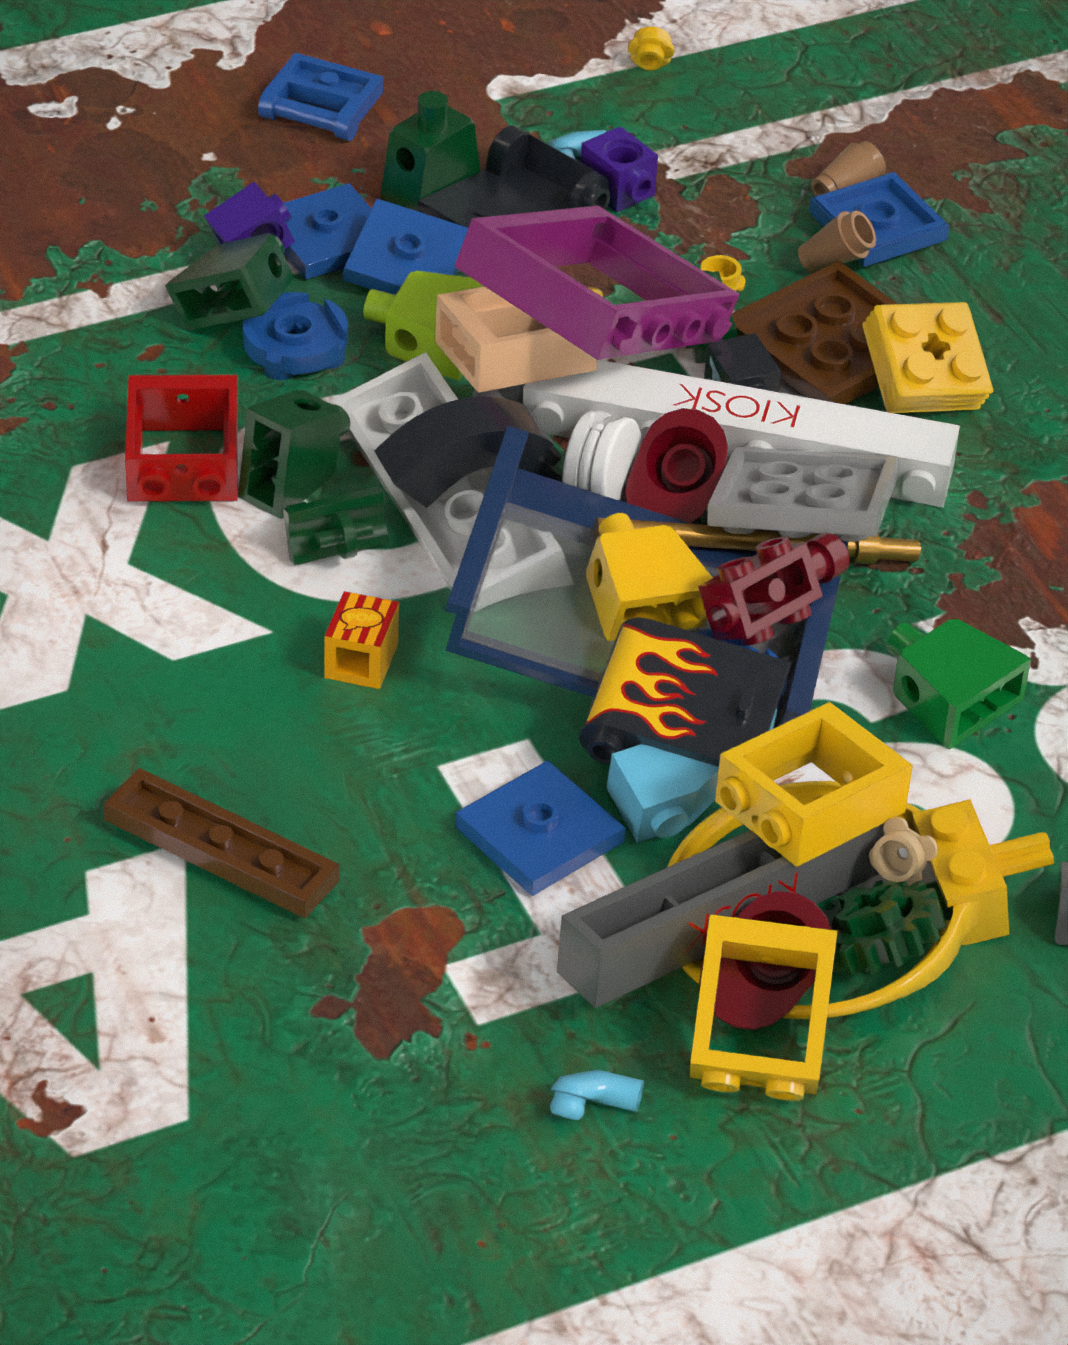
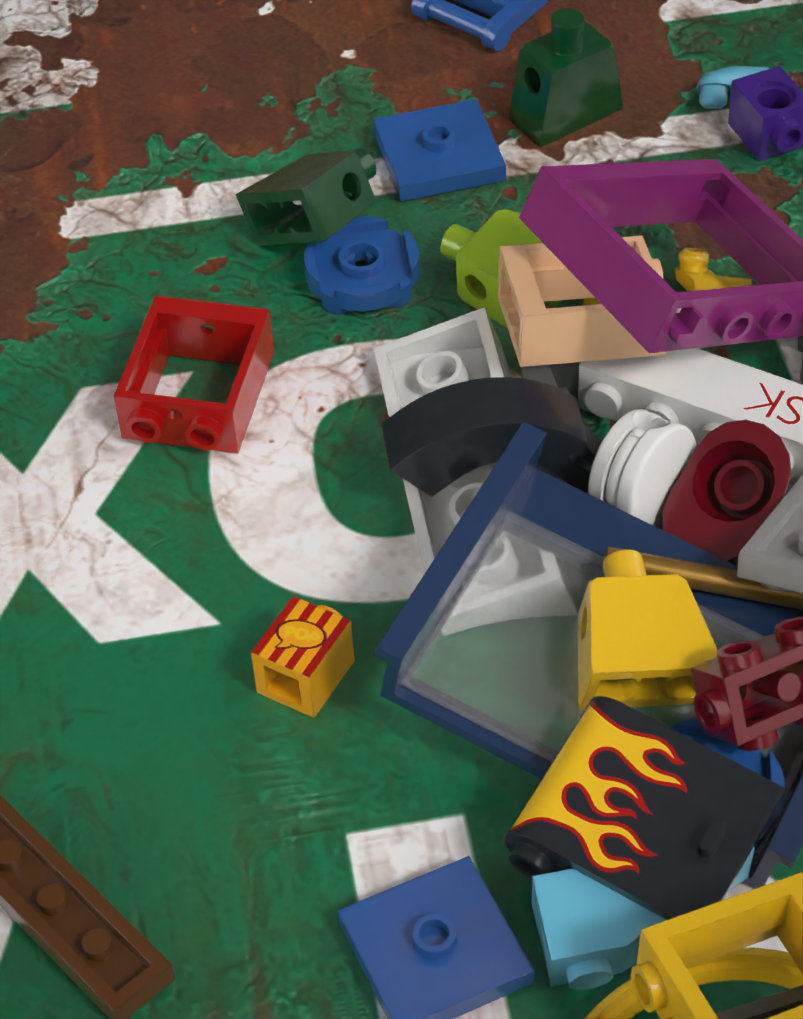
camera: 20 degrees right, 5 degrees up
(250, 215) = (350, 126): dark purple brick -> none
(289, 449) = (301, 404): dark green torso -> none
(335, 526) = (323, 504): dark green hips -> none
(399, 243) = (494, 175): blue plate -> none
(519, 179) = (661, 120): black door -> none

